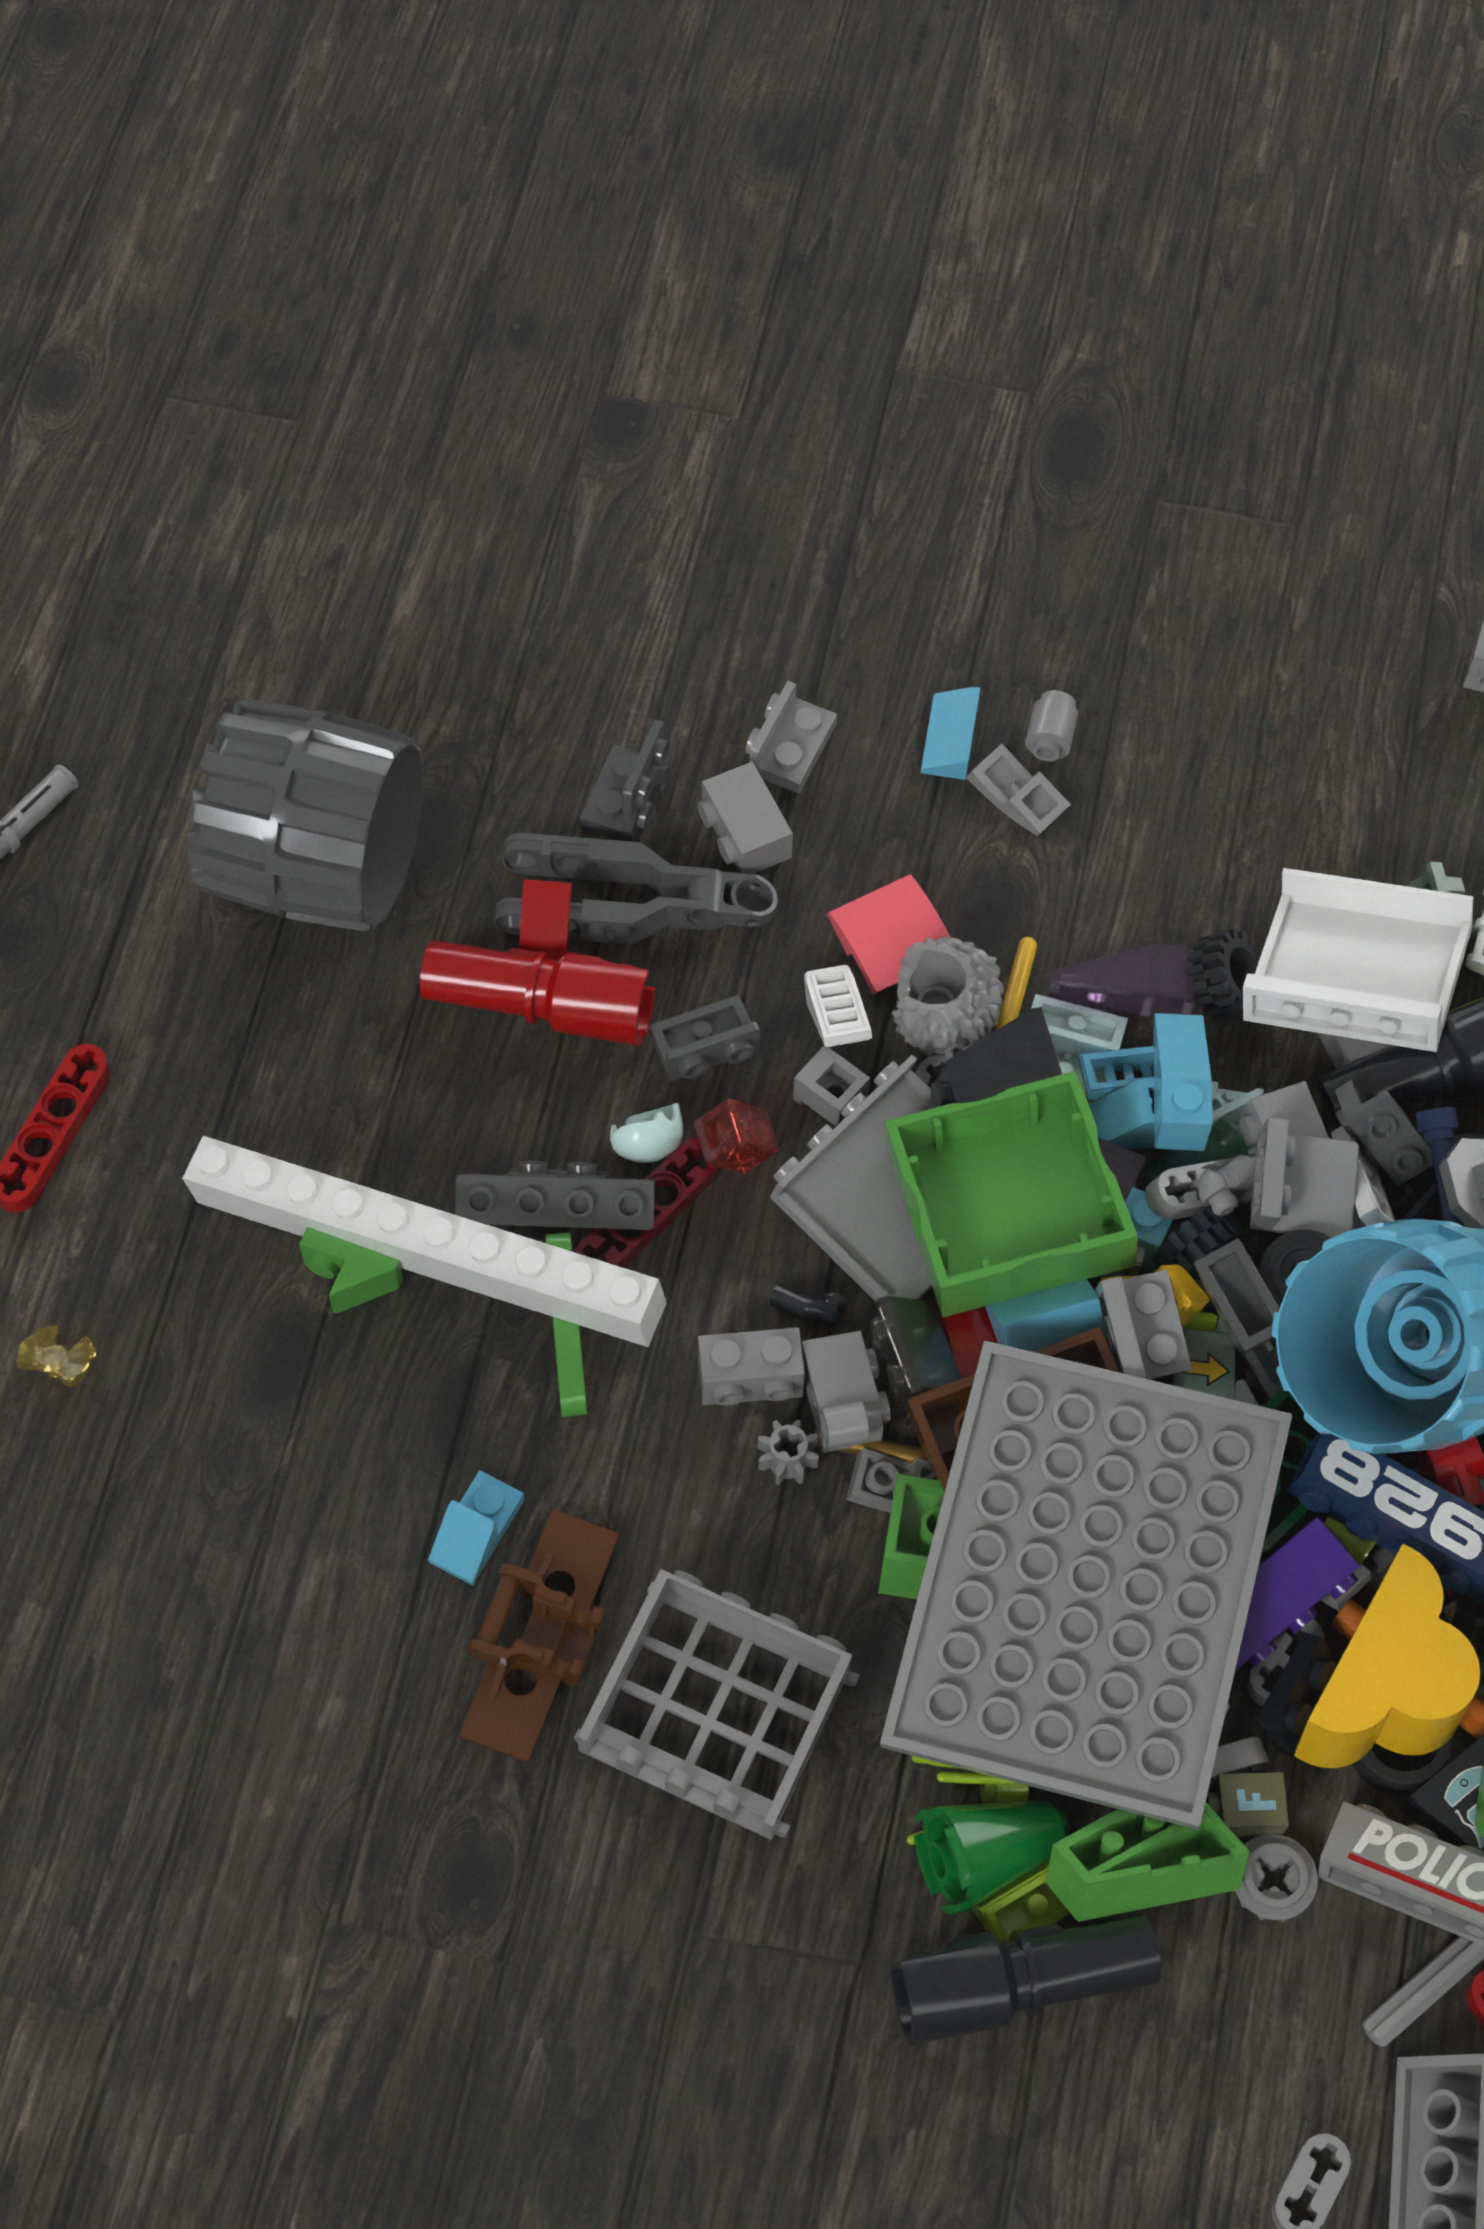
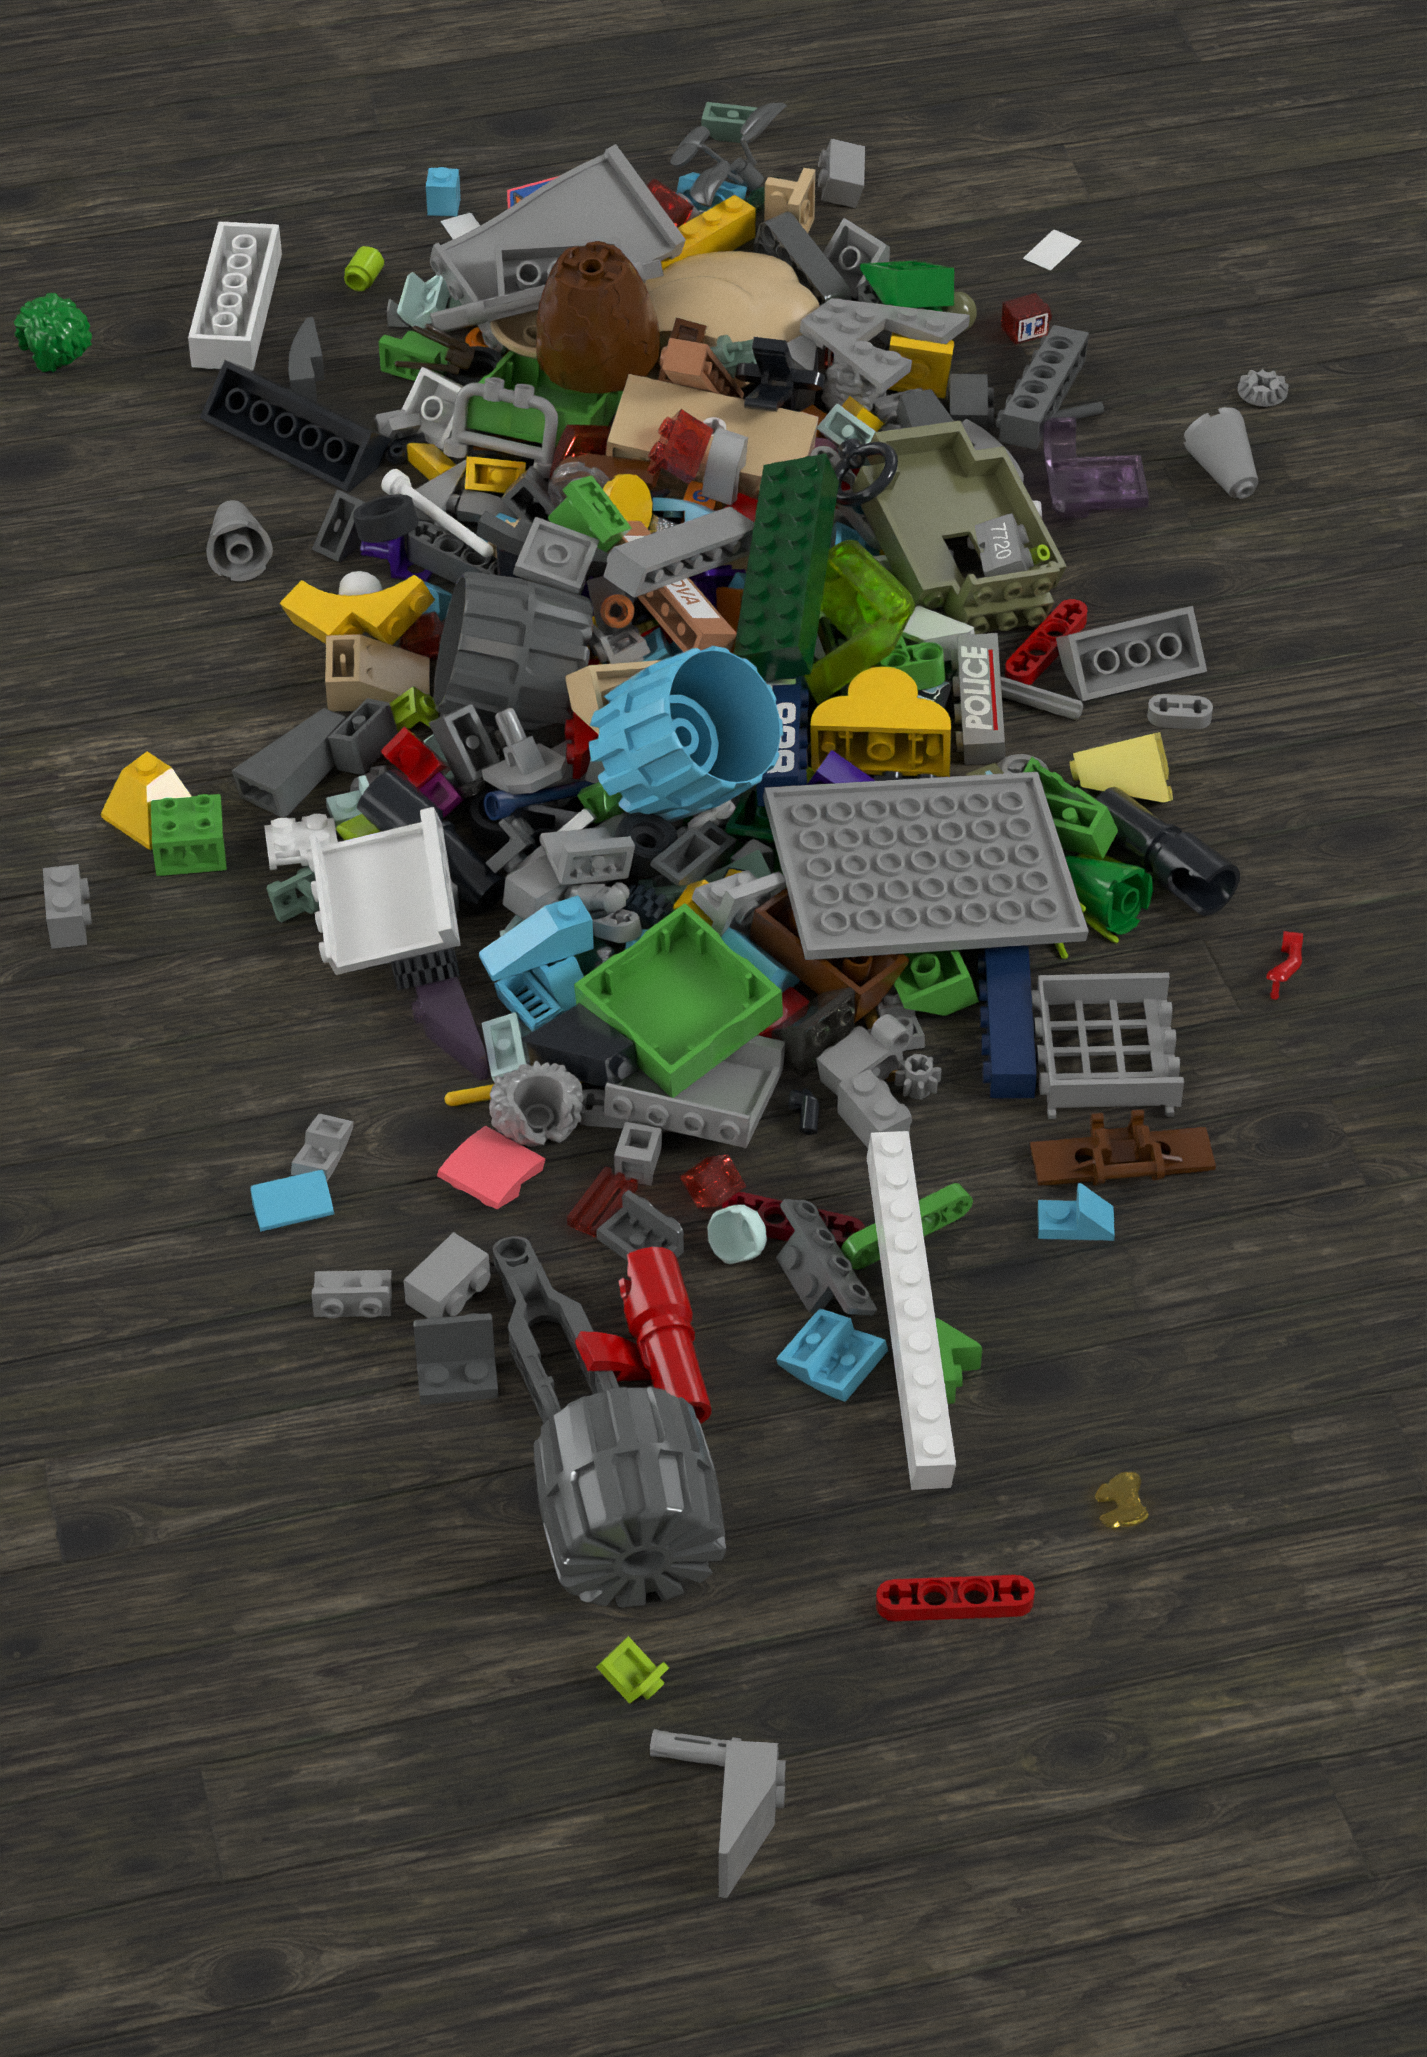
camera: 115 degrees left, 15 degrees down
(152, 788) = (632, 1671): none -> lime bracket
(429, 1156) = (832, 1354): none -> medium azure slope
(724, 2009) = (1292, 945): none -> red piece
(797, 1015) = (590, 1196): none -> clear red tile
(813, 1597) = (1008, 1021): none -> dark blue brick
(836, 1006) = (560, 1166): white slope -> none
(1052, 726) = (258, 1141): light grey brick -> none
(1207, 2023) = (1132, 765): none -> light yellow slope

